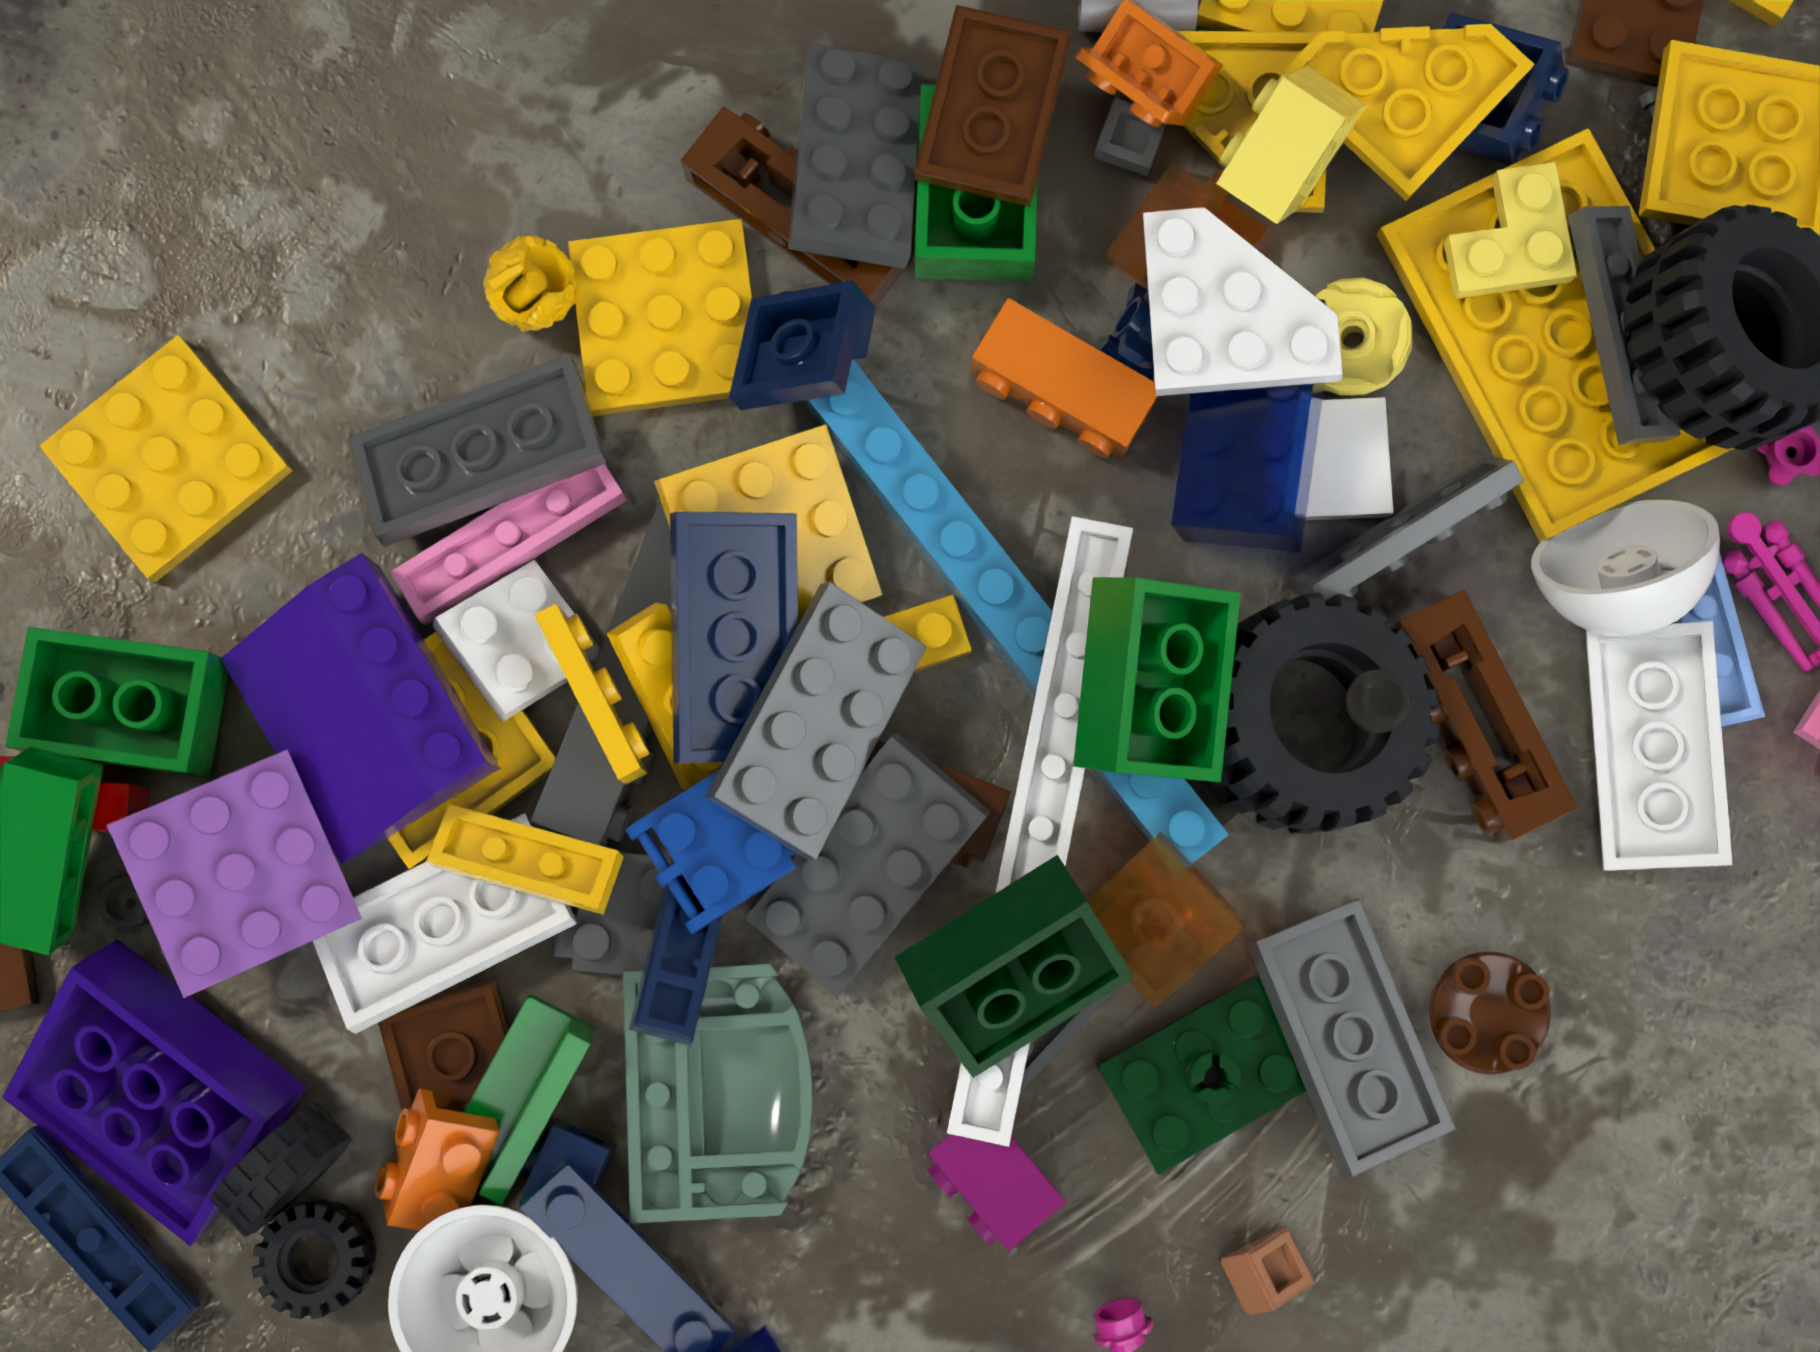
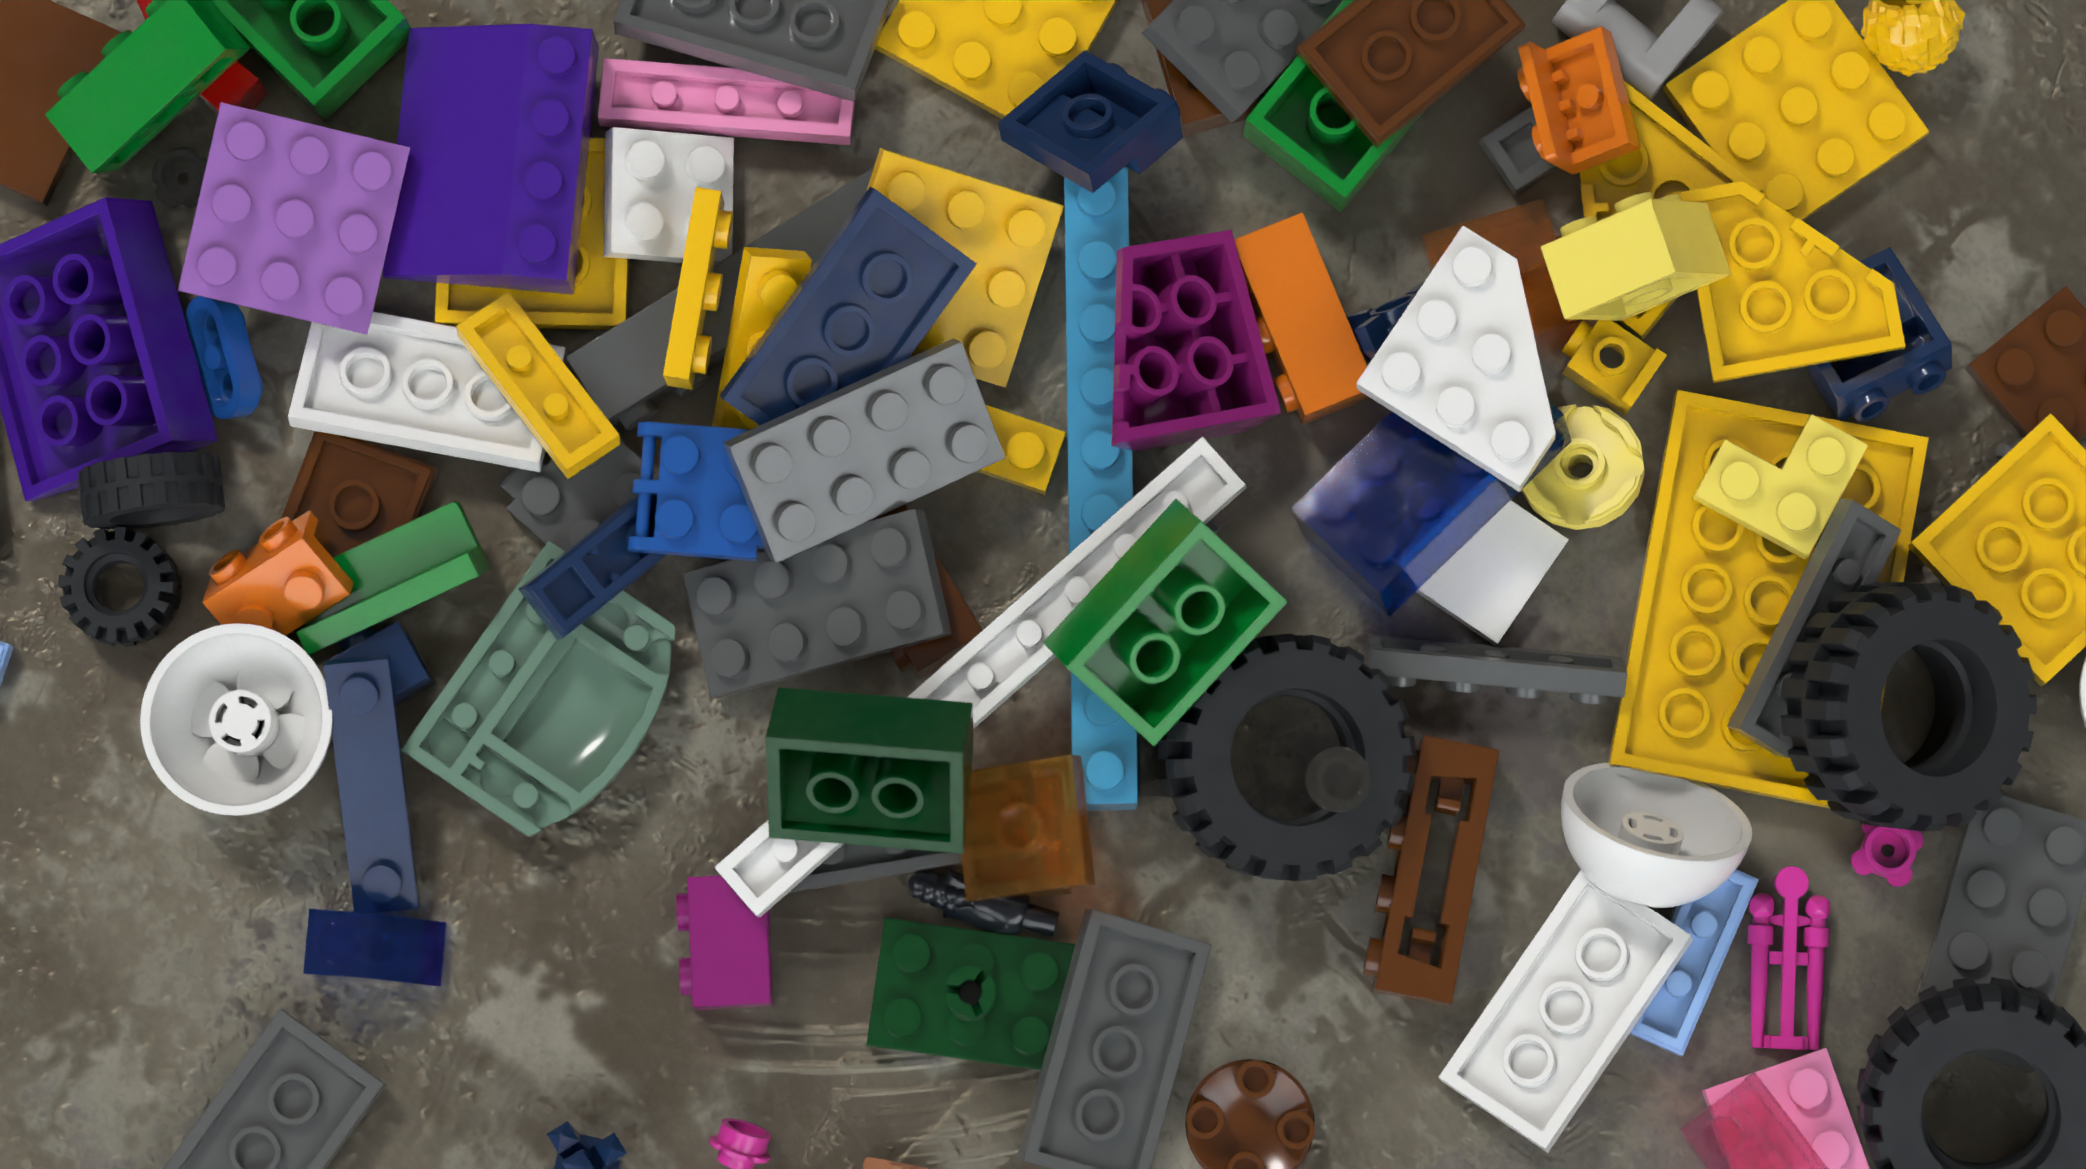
camera: 35 degrees right, 0 degrees up
(264, 1019) = (224, 357): none -> blue plate
(1000, 457) = (1186, 345): none -> magenta wedge
(1135, 1010) = (996, 915): none -> black piece
(1308, 262) = (1612, 386): none -> yellow brick

